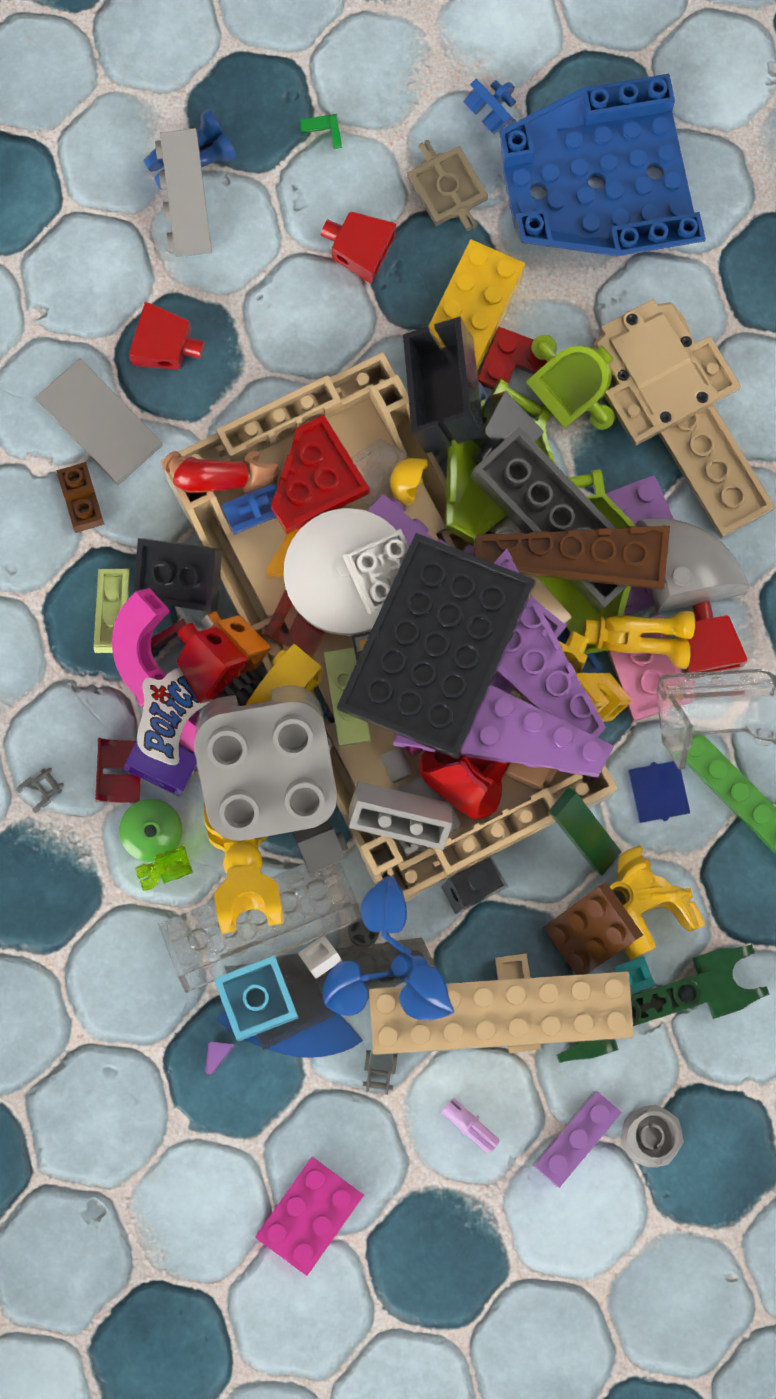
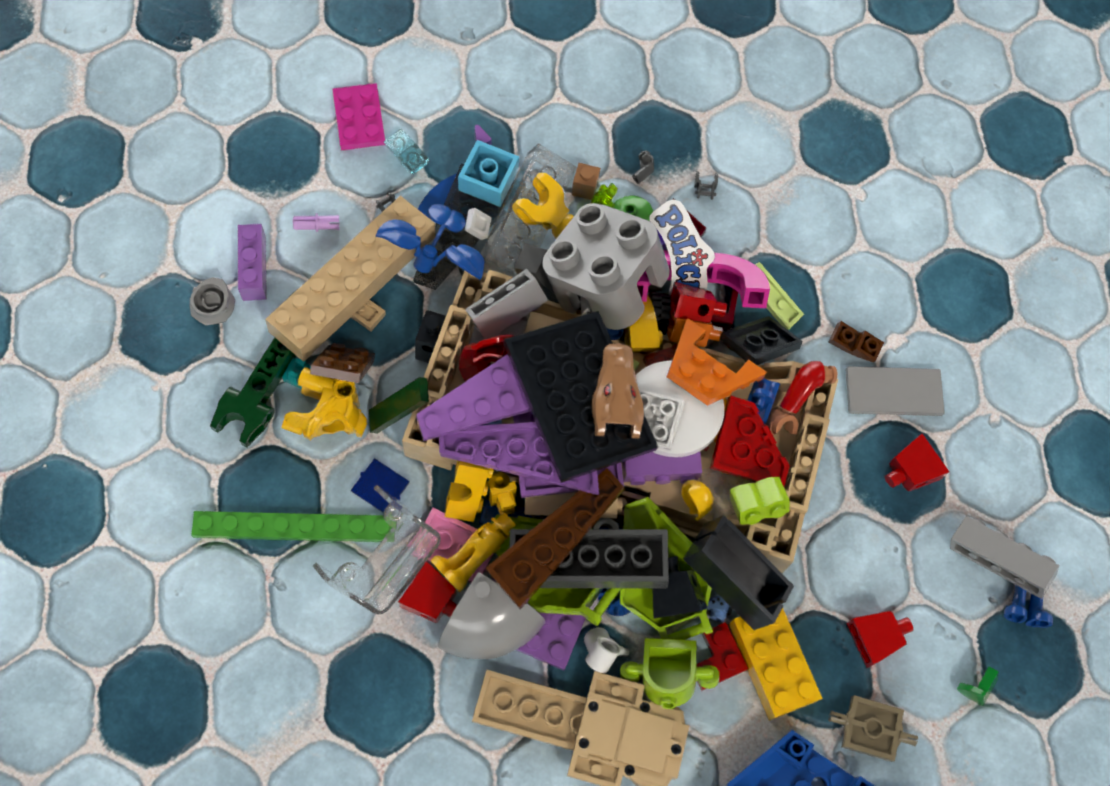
camera: 130 degrees right, 10 degrees down
(78, 866) = (646, 167): none -> dark grey arm
(159, 905) = (585, 181): none -> medium nougat brick
(291, 570) = (703, 374): none -> orange wing
(303, 1120) = (406, 151): none -> clear light blue slope
(362, 419) = (759, 500): none -> lime brick
(408, 606) = (617, 392): none -> medium nougat animal
(610, 453) = (602, 650): none -> white piece

